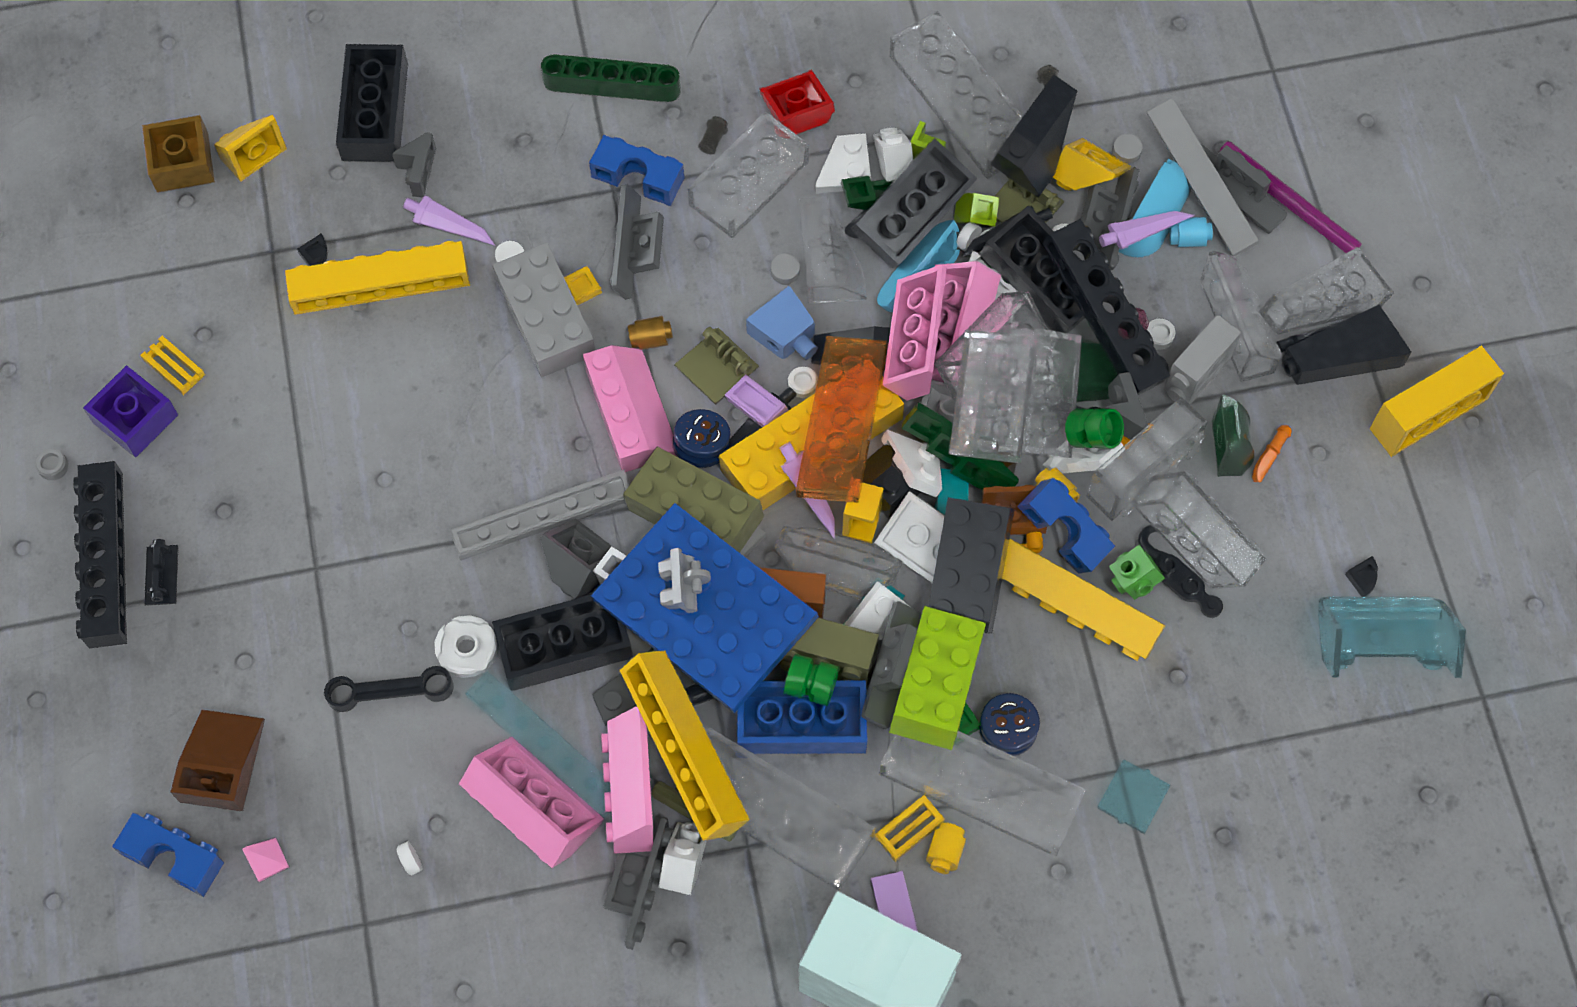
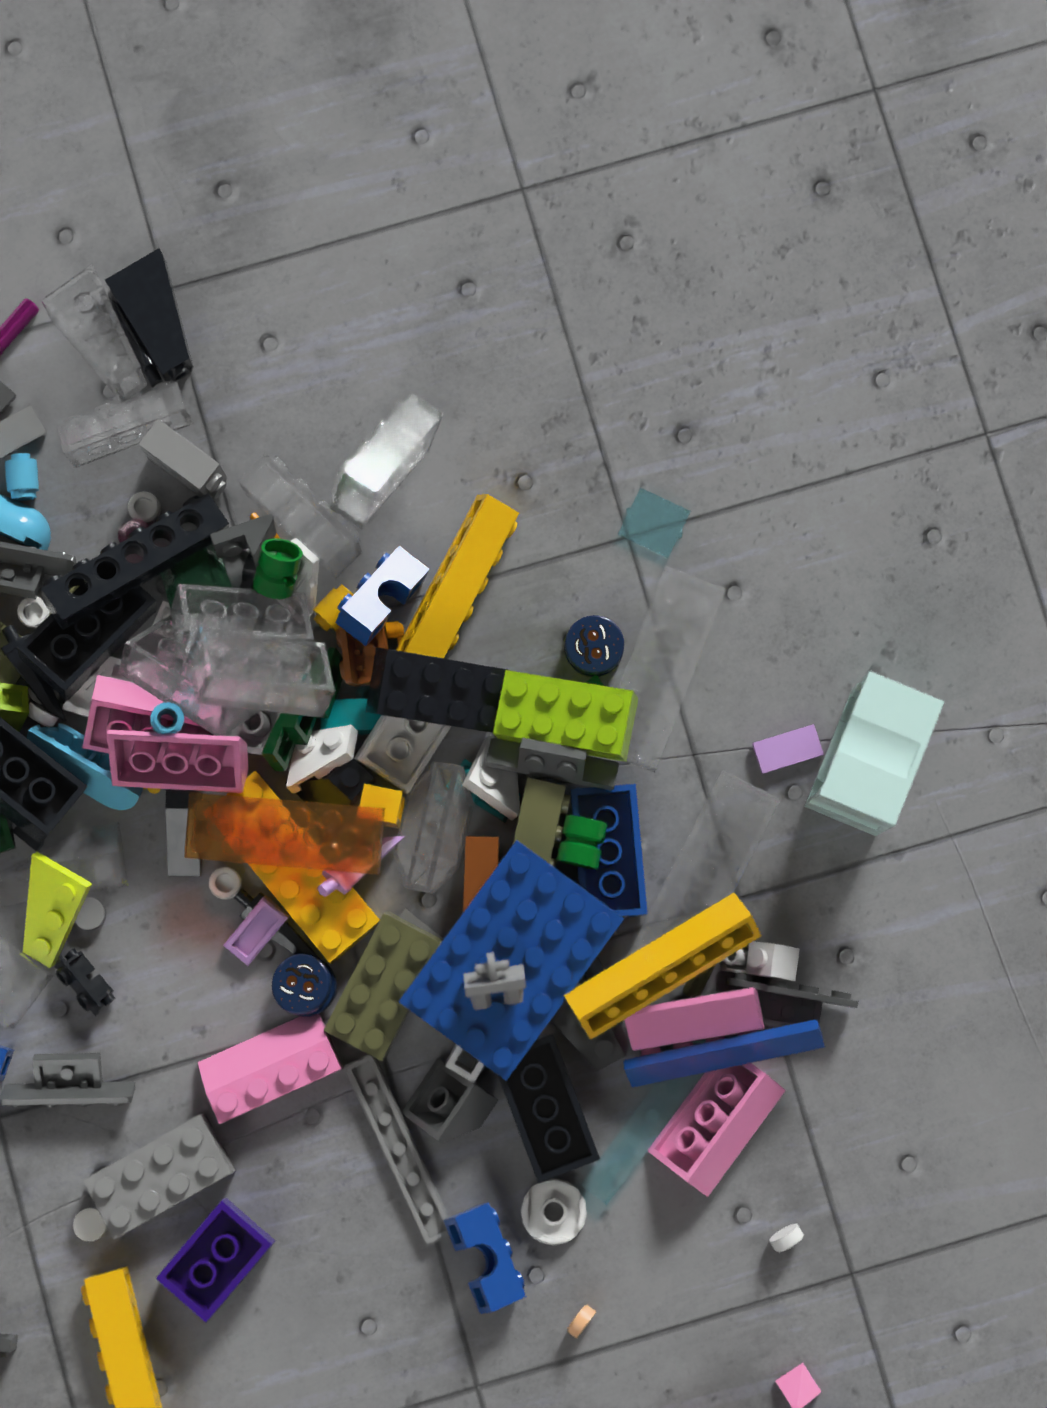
camera: 95 degrees left, 15 degrees up
(360, 660) = (581, 1321): none -> light nougat tile
(388, 689) = (608, 1287): black piece -> none
(404, 587) = (500, 1281): none -> blue arch
(439, 217) = (44, 1313): lavender bar -> none
(463, 348) = (215, 1259): none -> dark purple brick
(583, 285) = (122, 1138): yellow tile -> none
(594, 808) = (724, 1053): none -> blue tile
(650, 333) = (179, 1054): pearl gold brick -> none
(714, 266) = (89, 992): none -> black hinge
(715, 364) = (212, 978): olive hinge -> none
(783, 326) = (163, 907): medium blue torso -> none
(791, 233) = (52, 908): none -> neon yellow wing
(889, 845) = (678, 727): yellow tile -> none
(946, 848) = (726, 701): yellow brick -> none
(954, 310) = (171, 709): none -> medium azure brick
(1134, 230) = (30, 533): lavender bar -> none
(1135, 573) = (426, 525): bright green brick -> none
(1180, 577) = (421, 483): black piece -> none
(1232, 438) = (268, 431): clear green slope -> none
(1270, 453) = (277, 393): orange piece -> none
(1364, 576) = (406, 300): black tile -> none
(1390, 628) = (460, 276): clear light blue windscreen -> none
(1436, 401) = (214, 224): yellow brick -> none

